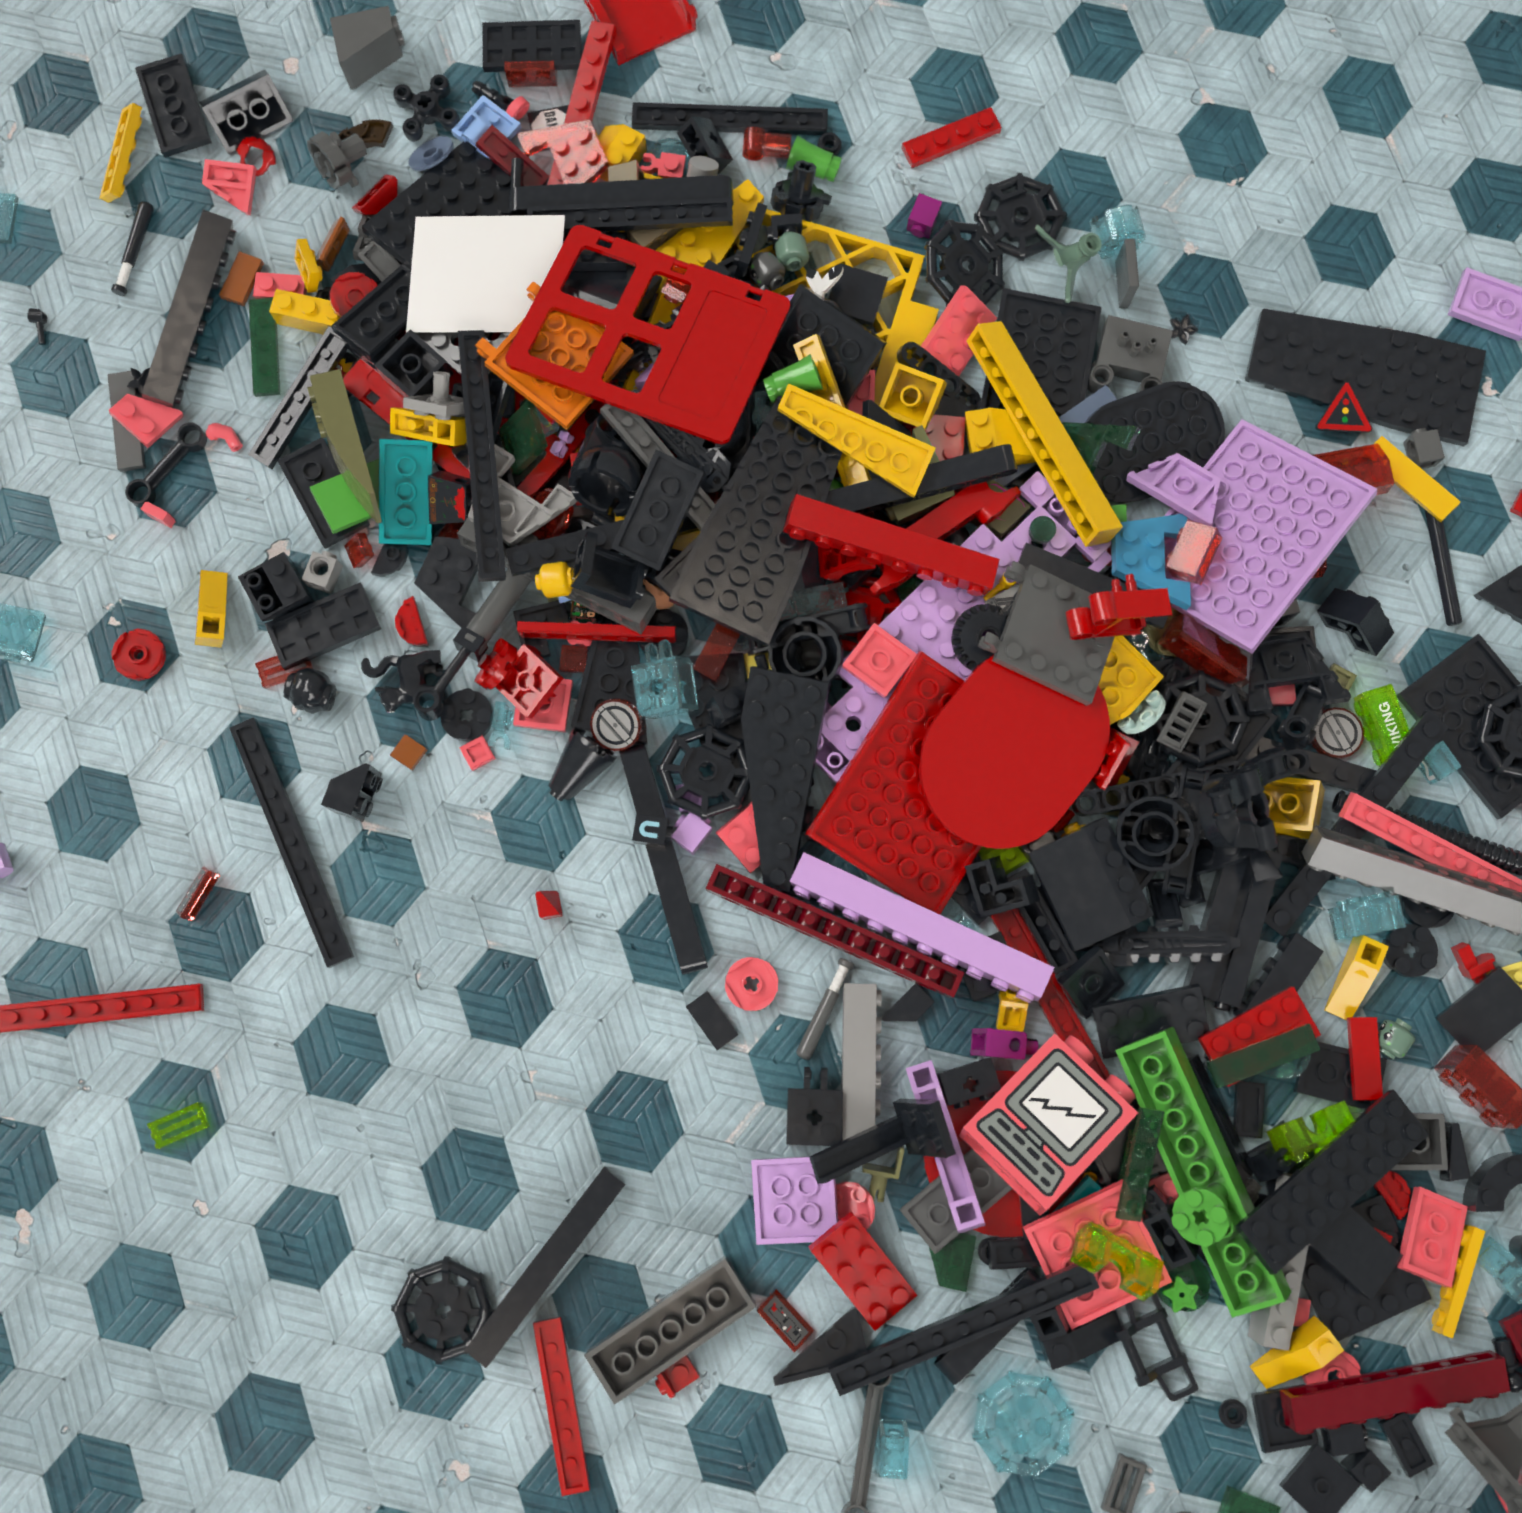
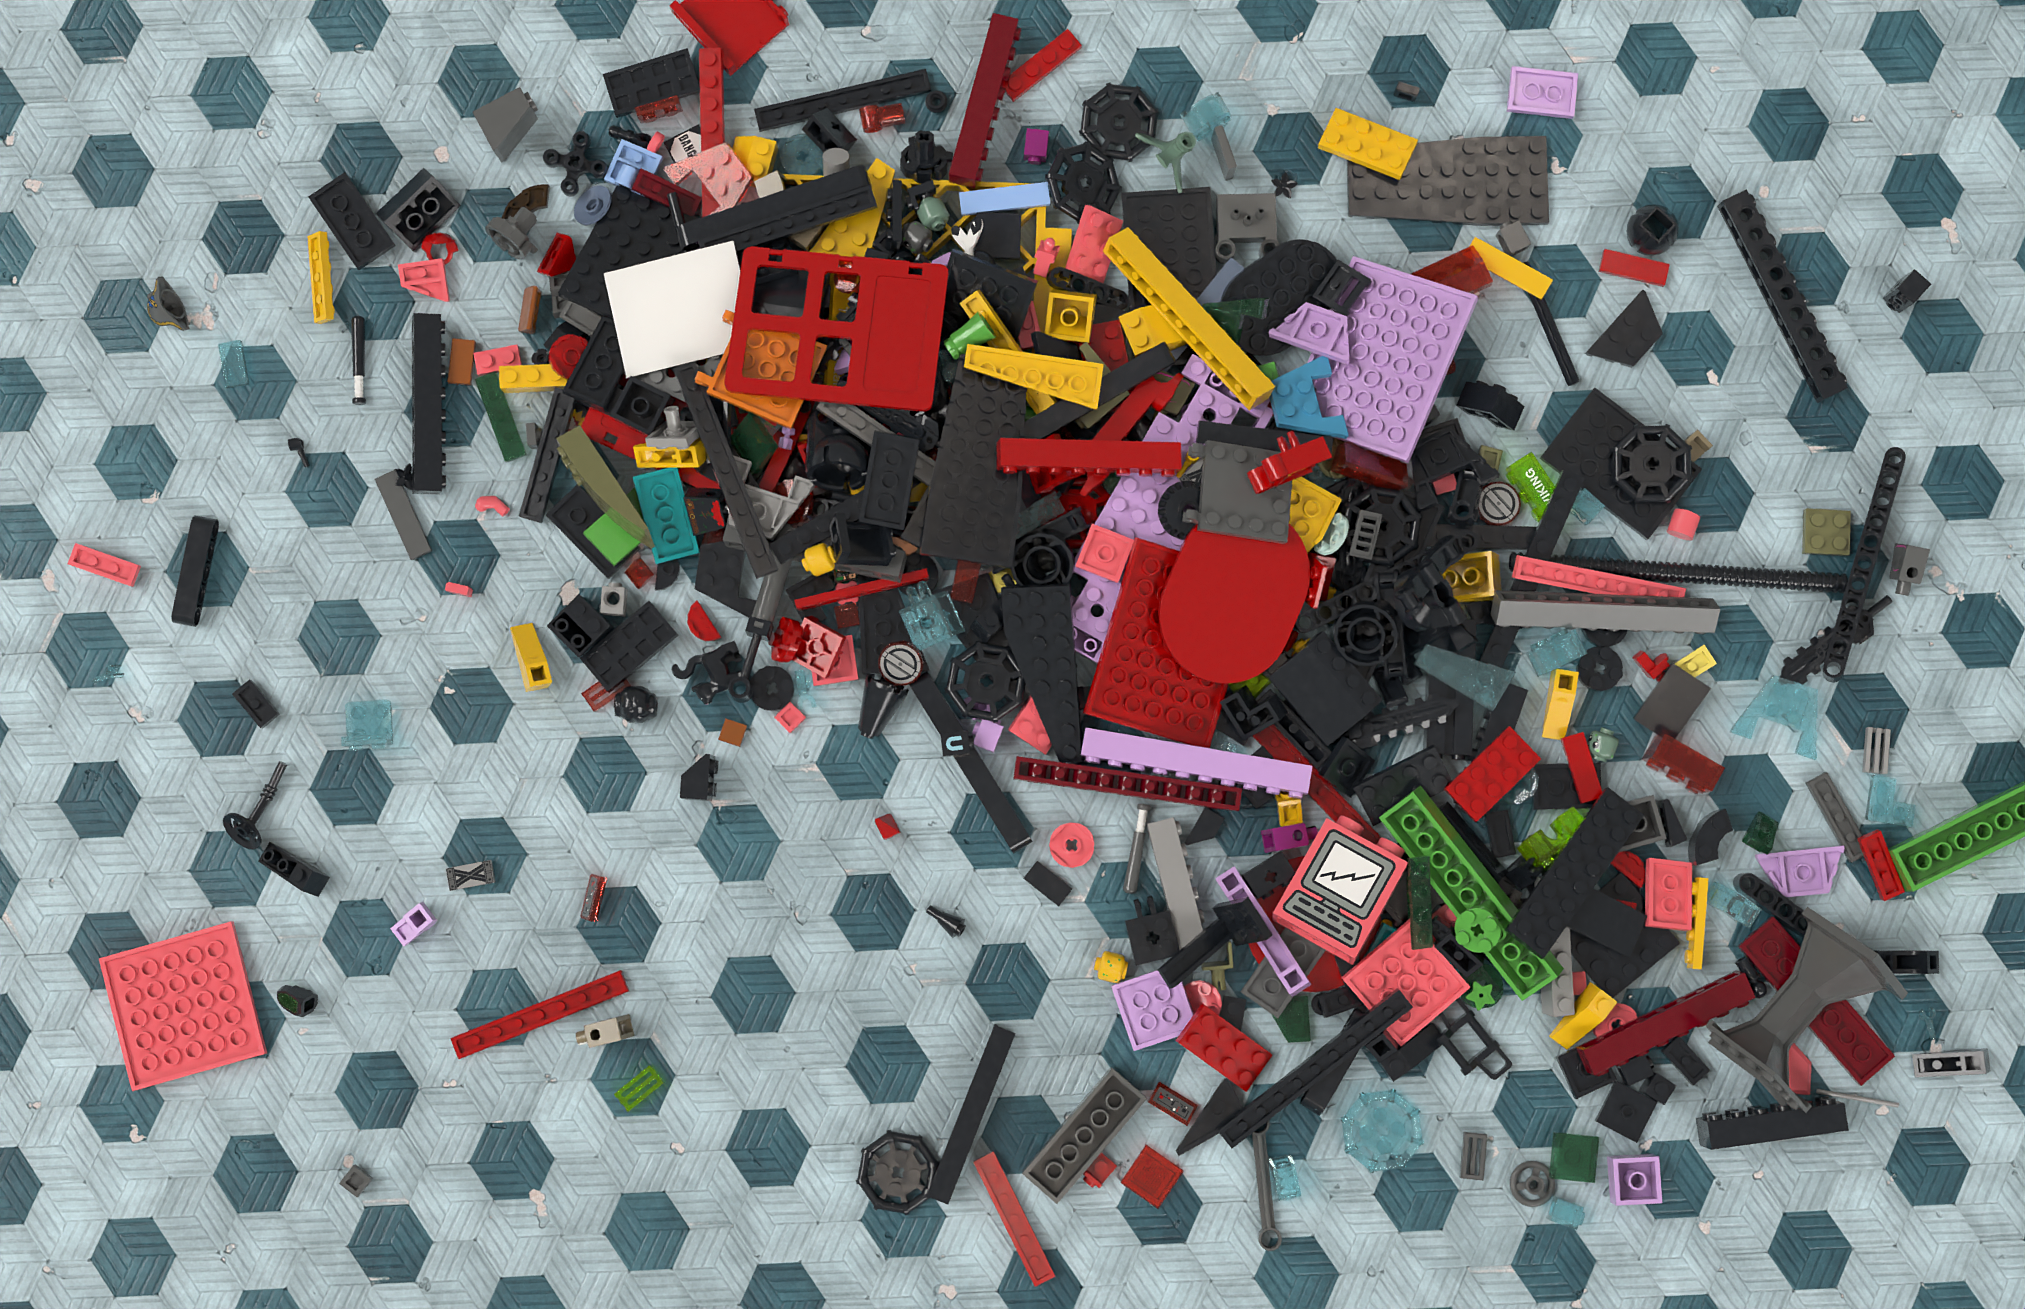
camera: 15 degrees left, 5 degrees up
(69, 830) = (470, 875): none -> tile
(130, 645) = (469, 710): red plate -> none
(145, 418) = (420, 509): coral wing -> none
(160, 1049) = (606, 1031): none -> torso
(166, 464) = (450, 544): black piece -> none
(290, 371) = (533, 435): none -> dark grey plate
(291, 843) = (658, 834): black plate -> none
(307, 266) = (516, 335): yellow plate -> none
(588, 1035) = (951, 924): none -> black cone
(667, 166) = (804, 162): coral plate -> none
(737, 1401) = (1151, 1176): none -> clear red tile
(757, 1138) = (1111, 967): none -> yellow head
(826, 164) = (927, 120): bright green plant -> none
(874, 257) = (1004, 198): none -> light blue tile
(880, 153) = (984, 100): none -> dark red brick
(885, 1229) = (1233, 1010): none -> black plate
(902, 326) = (1045, 256): none -> coral piece
(1042, 530) = (1209, 405): clear green tile -> none
(1138, 1268) = (1439, 983): clear neon green arch -> none
(1193, 552) = (1339, 388): clear red brick -> none
(1216, 442) = (1336, 284): none -> black plate
(1240, 1417) = (1551, 1076): black plate -> none
(1263, 1055) = (1497, 789): clear green tile -> none
(1266, 922) = (1472, 678): none -> clear light blue wing
(1287, 307) = (1367, 143): none -> yellow plate
(1343, 264) = (1406, 91): none -> black tile
(1344, 413) = (1438, 225): piece -> none

